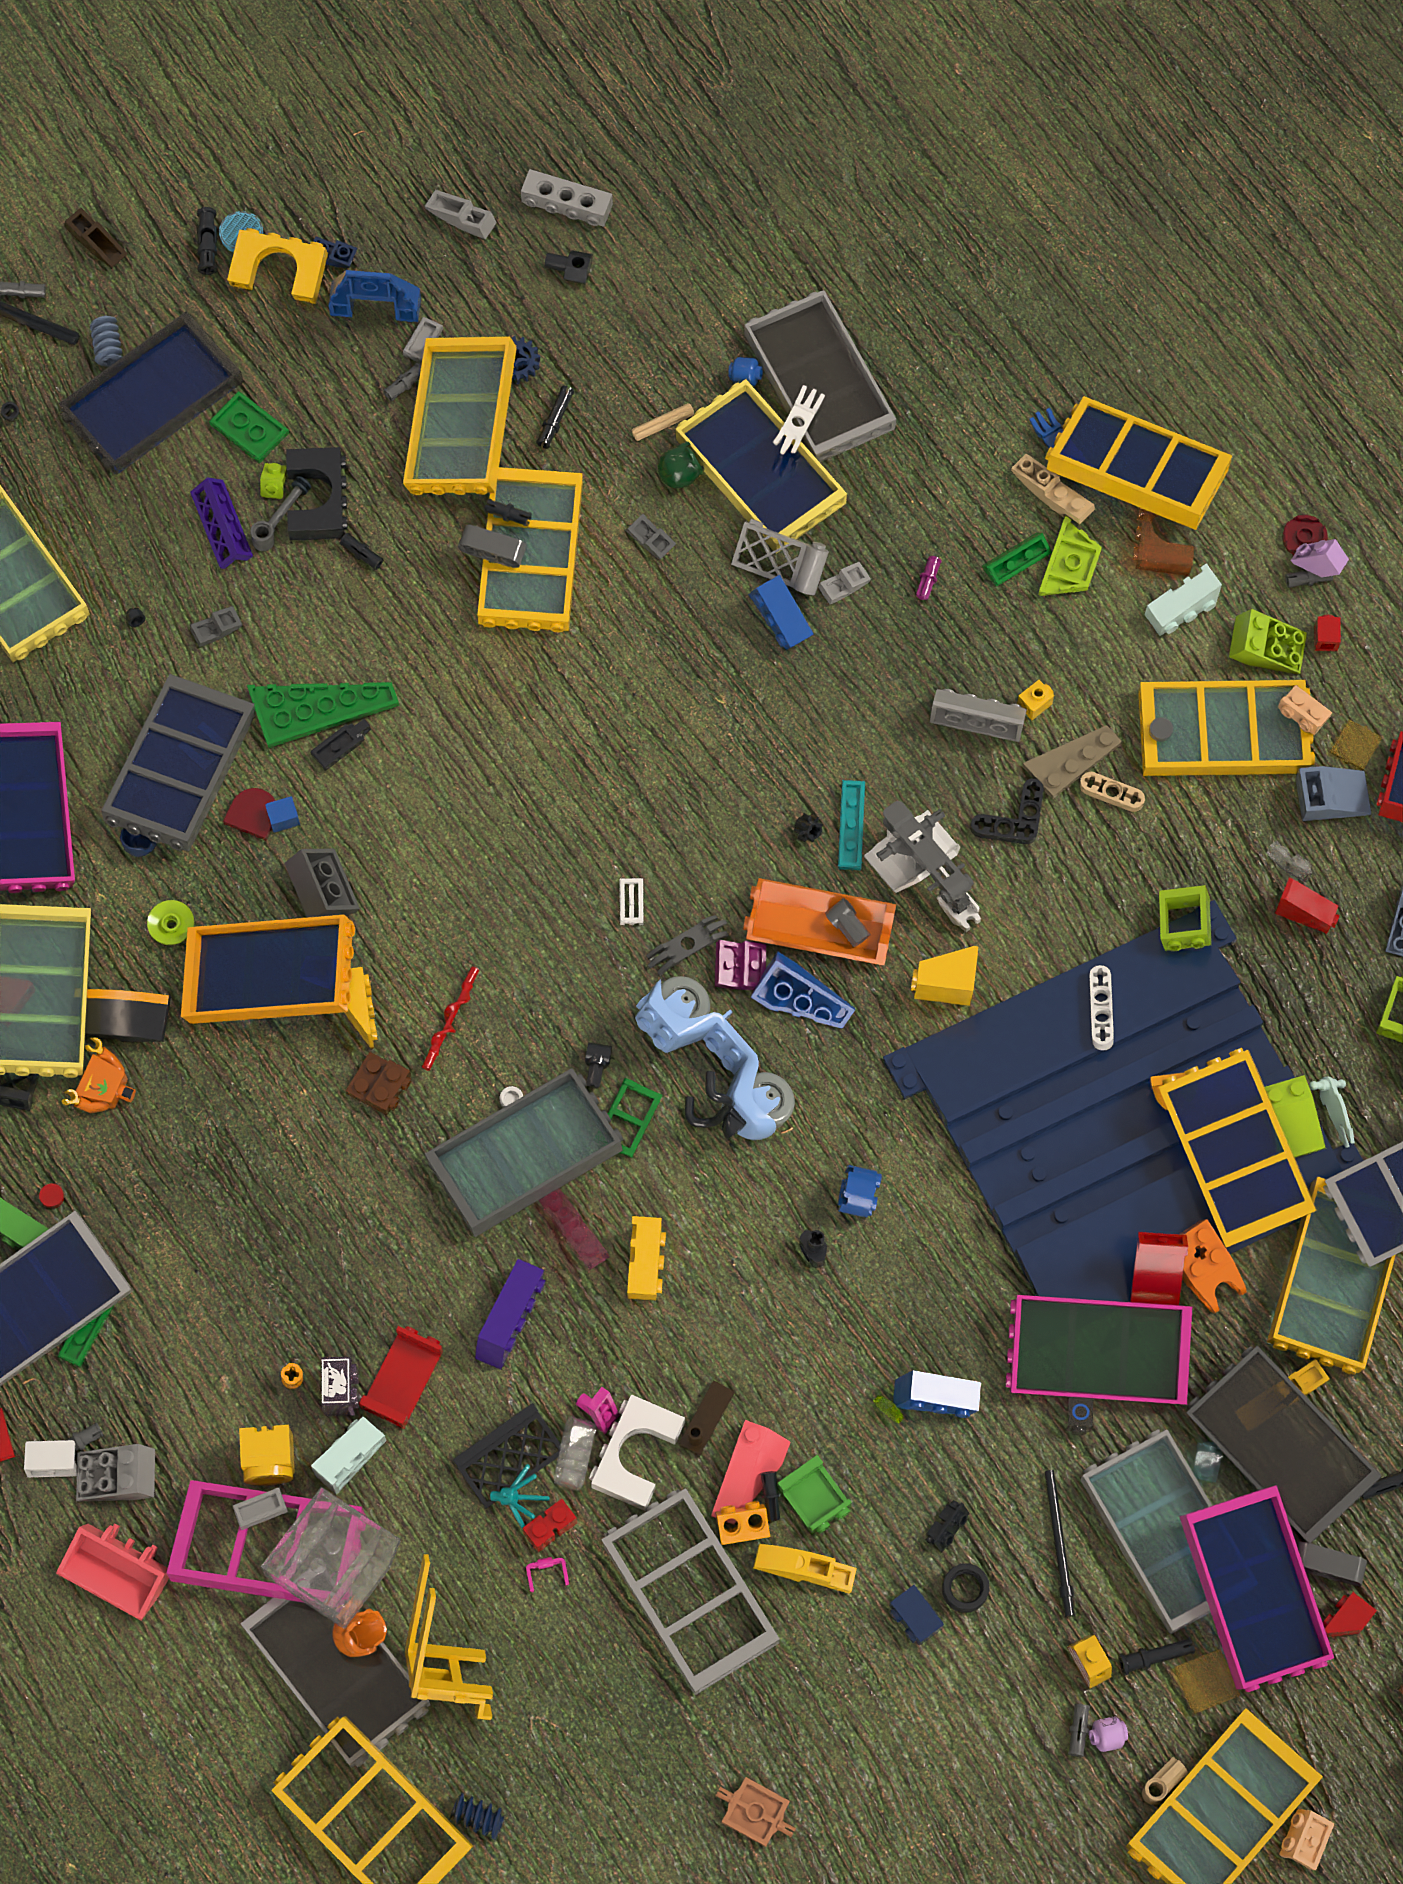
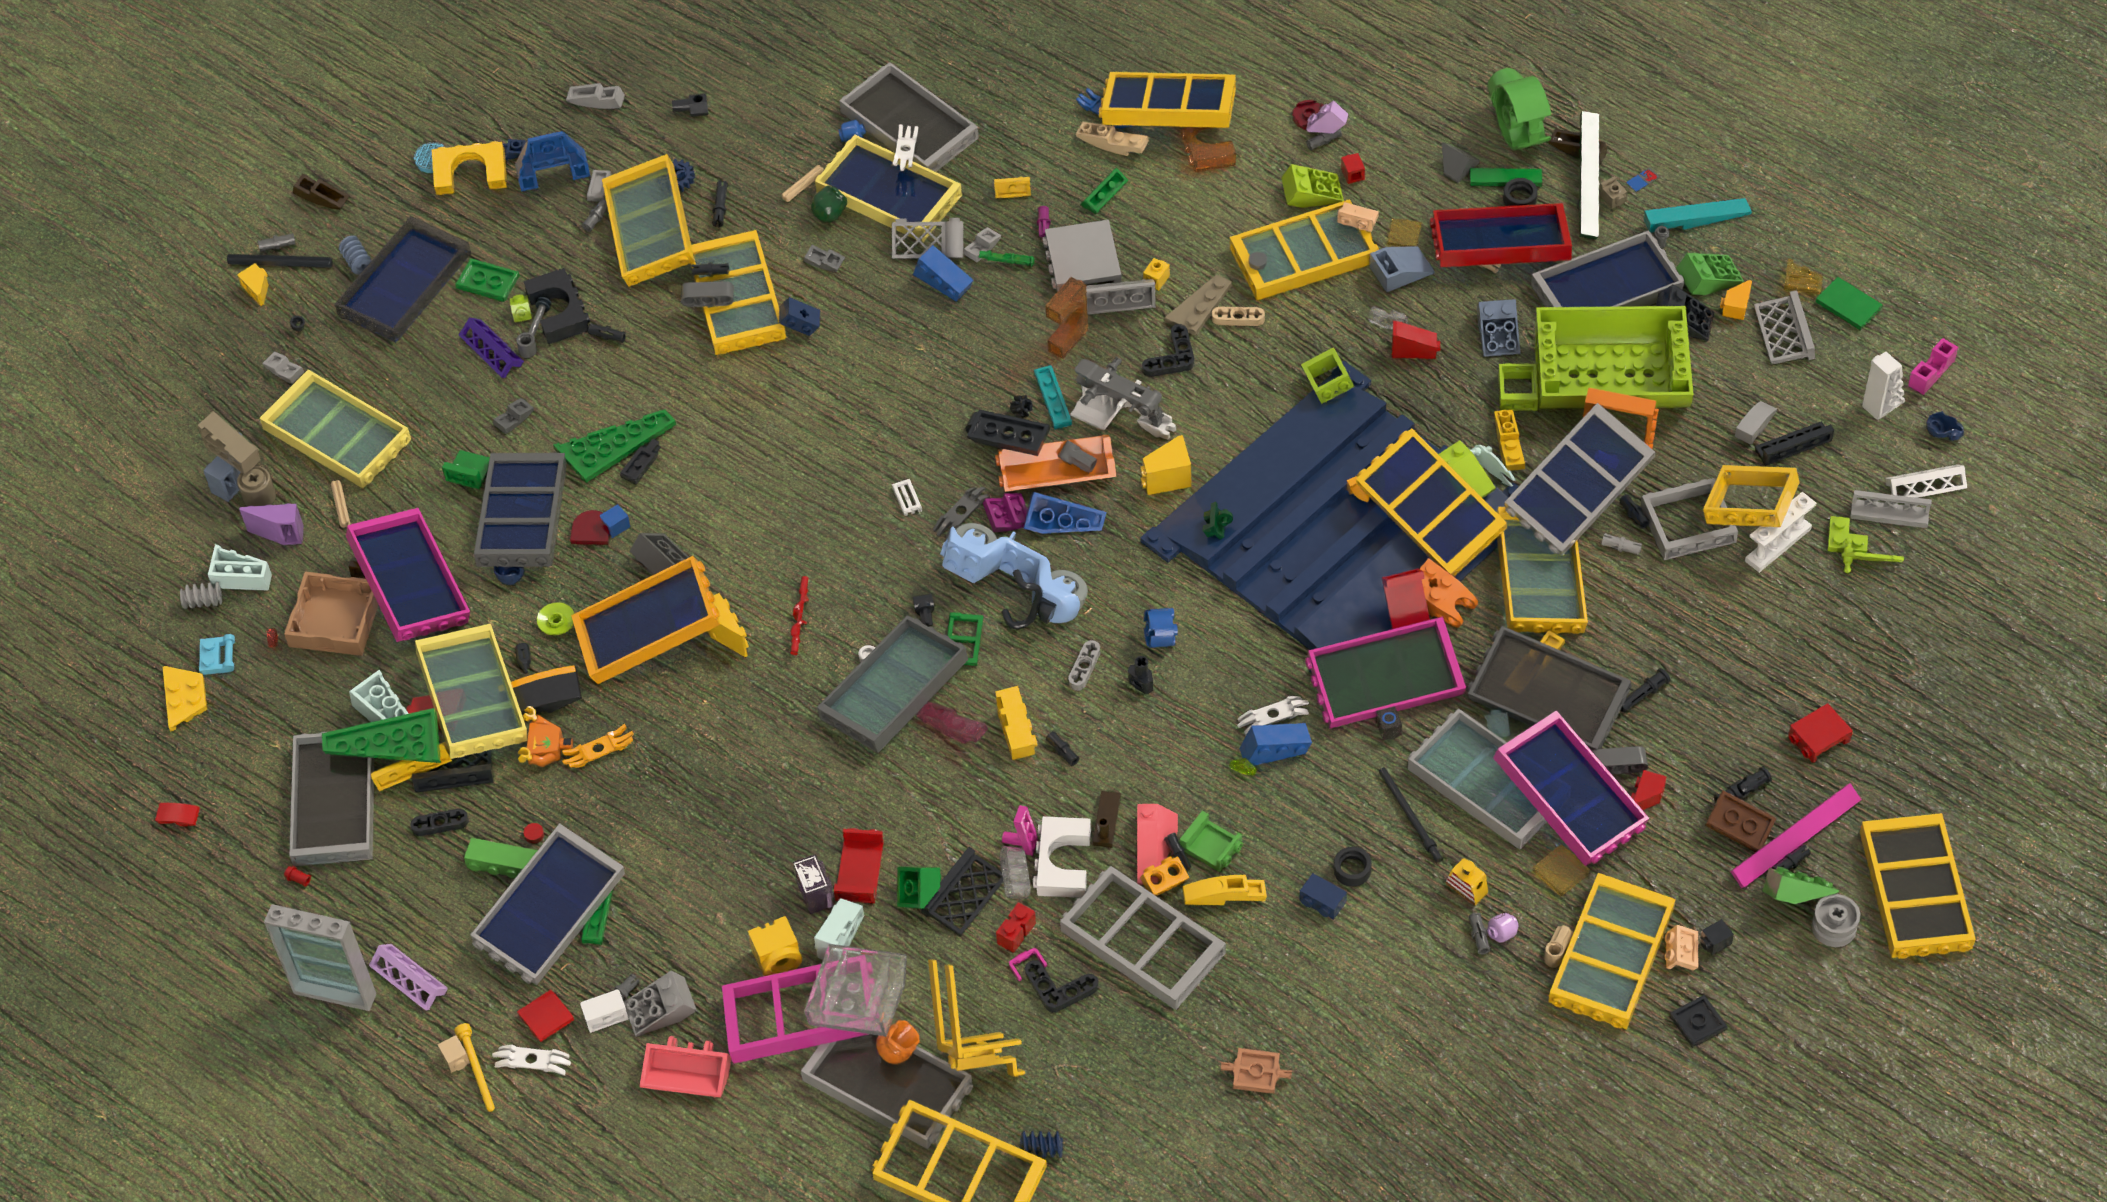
camera: 15 degrees left, 15 degrees down
(118, 958) = (523, 656): none -> black piece
(135, 617) = (448, 428): black hinge -> none
(138, 682) = (467, 469): none -> green bracket
(175, 1111) = (610, 742): none -> light orange piece
(207, 240) = (407, 169): black piece -> none
(260, 1508) = (785, 982): light grey tile -> none
(297, 1381) = (768, 896): light orange bush -> none
(379, 1083) = (762, 676): reddish brown plate -> none
(456, 1432) = (917, 885): none -> green slope
(509, 1314) = (926, 796): dark purple wedge -> none
(510, 1496) = (977, 917): teal plant -> none
(560, 189) = (672, 63): light grey brick -> none
(571, 1626) = (1059, 994): none -> black beam
(590, 613) = (799, 316): none -> dark blue brick
(689, 1307) = (1062, 748): none -> black pin
(758, 846) = (990, 430): none -> black hinge
(771, 1195) = (1084, 673): none -> light grey beam
(871, 616) = (1007, 258): none -> green piece
(902, 733) = (1069, 310): none -> clear orange arch
(909, 517) = (1012, 187): none -> yellow tile
(941, 1535) = (1322, 822): black hinge -> none
(956, 643) = (1082, 253): none -> light grey panel
(964, 1346) = (1260, 716): none -> white piece
(980, 1073) = (1216, 521): none -> dark green hips
(1071, 562) = (1145, 180): lime wing -> none
(1101, 1007) = (1290, 451): white beam -> none
(1145, 1658) = (1508, 869): black pin -> none
(1185, 602) = (1241, 178): light aqua wedge -> none
(1351, 1842) = (1716, 937): none -> black brick
(1369, 1083) = (1509, 440): none -> yellow slope

